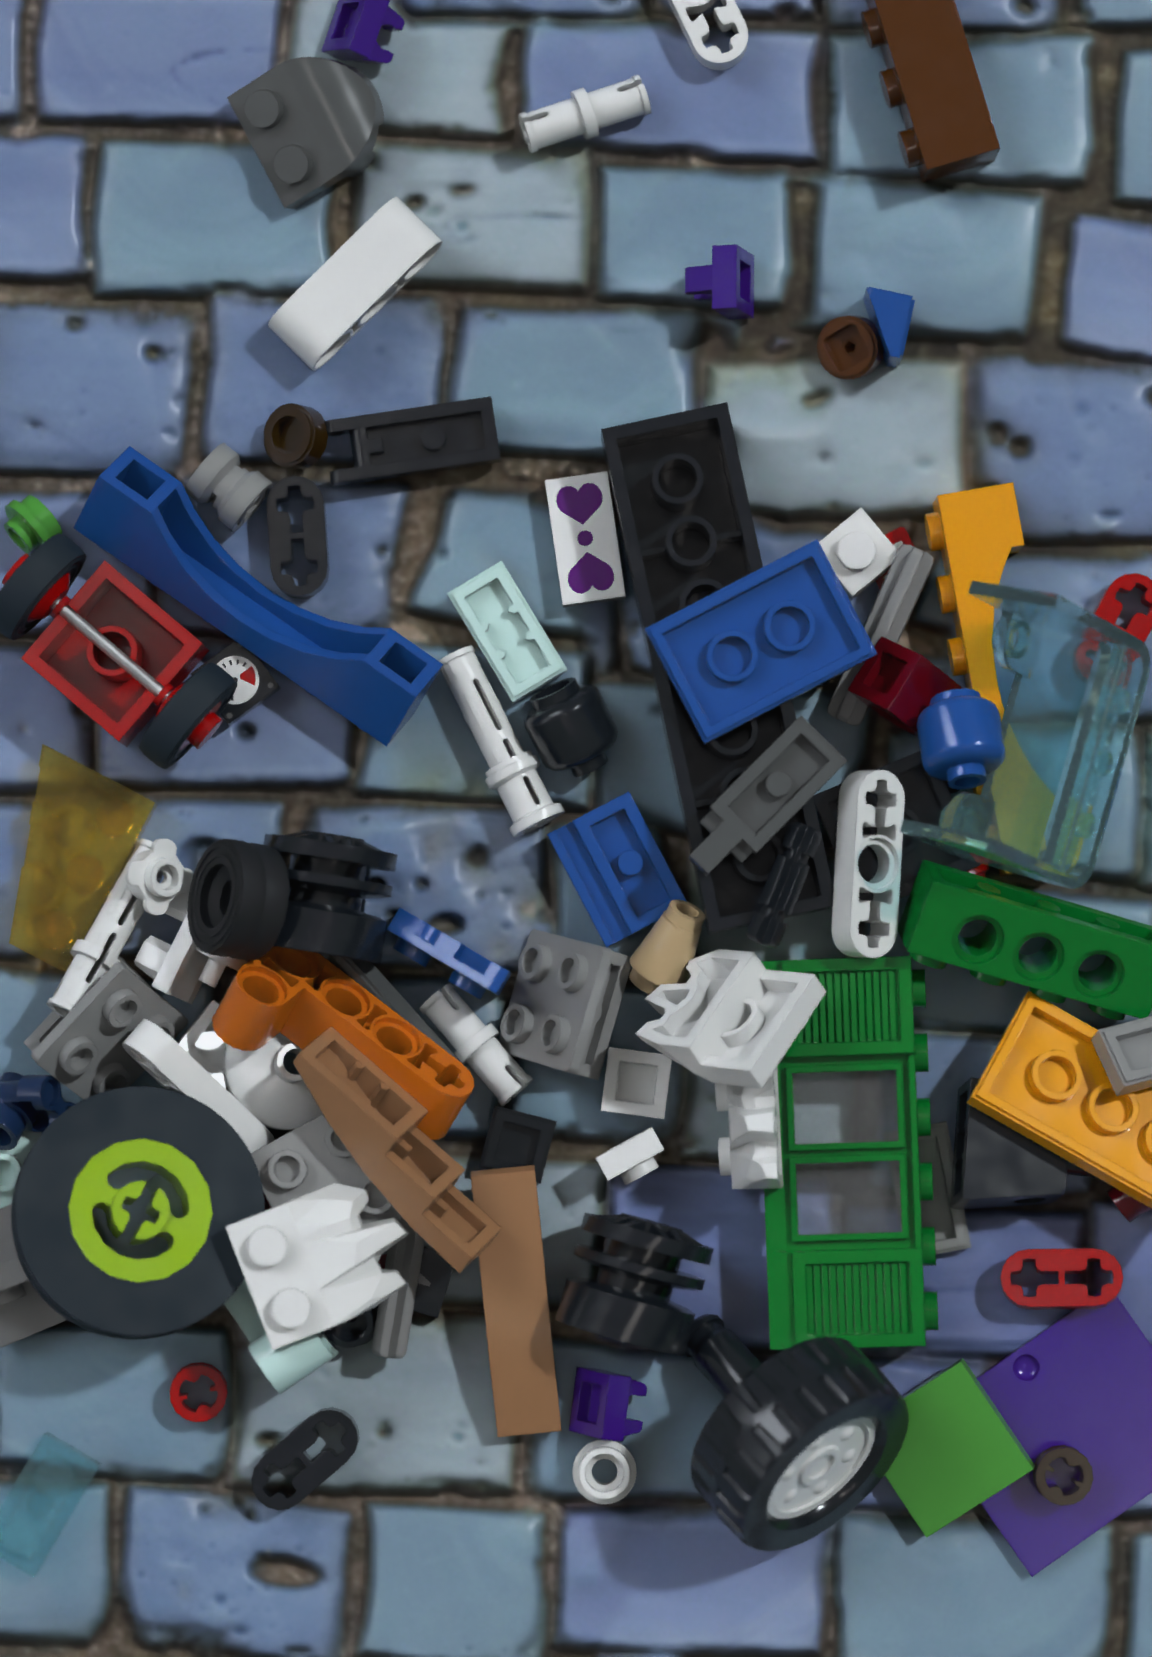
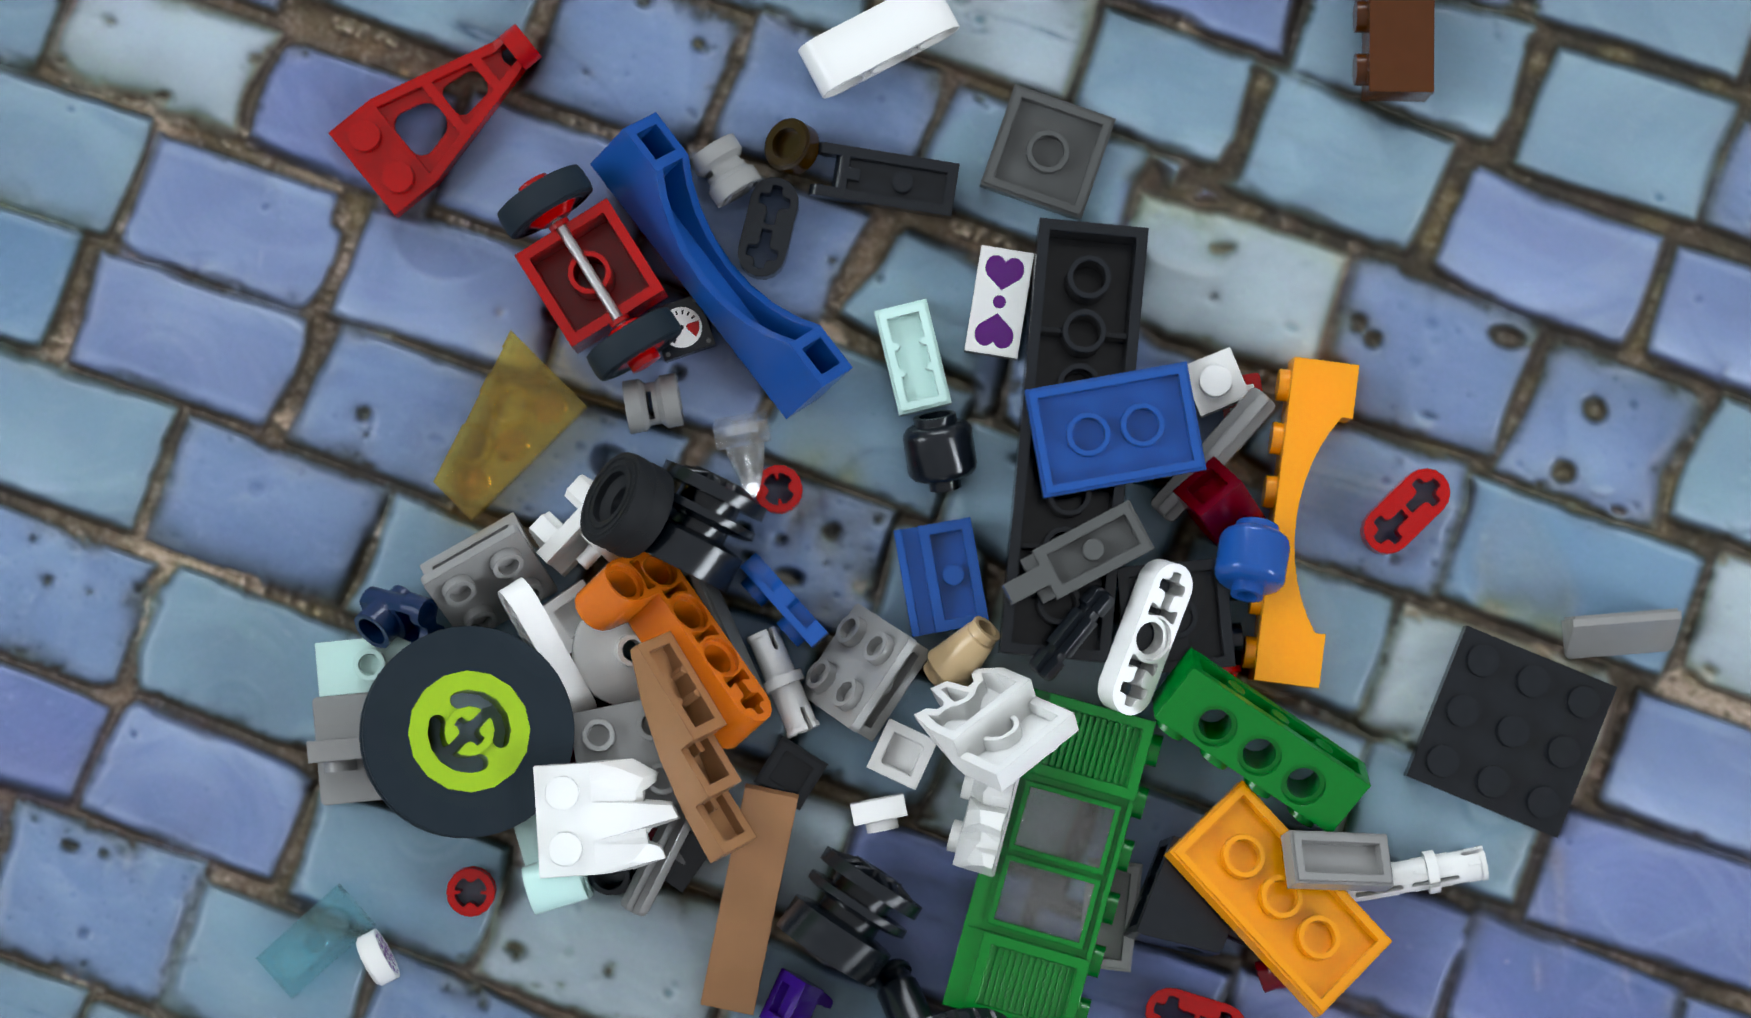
camera: 15 degrees right, 0 degrees up
(30, 523) = (556, 149): bright green plate -> none
(102, 943) = (521, 493): white pin -> none
(116, 1500) = (377, 957): none -> white tile
(142, 872) = (555, 464): white plate -> none
(242, 769) = (665, 403): none -> light grey wheel
(295, 1447) = (545, 984): black beam -> none
(348, 788) = (744, 442): none -> clear tile
(419, 820) = (794, 487): none -> red bush
(511, 768) = (881, 467): white pin -> none
(586, 352) = (1047, 152): none -> dark grey tile
(725, 282) = (1177, 130): dark purple tile -> none
(850, 347) = (1261, 215): reddish brown tile -> none
(892, 317) = (1300, 203): blue slope -> none
(1062, 737) = (1333, 587): clear light blue windscreen -> none

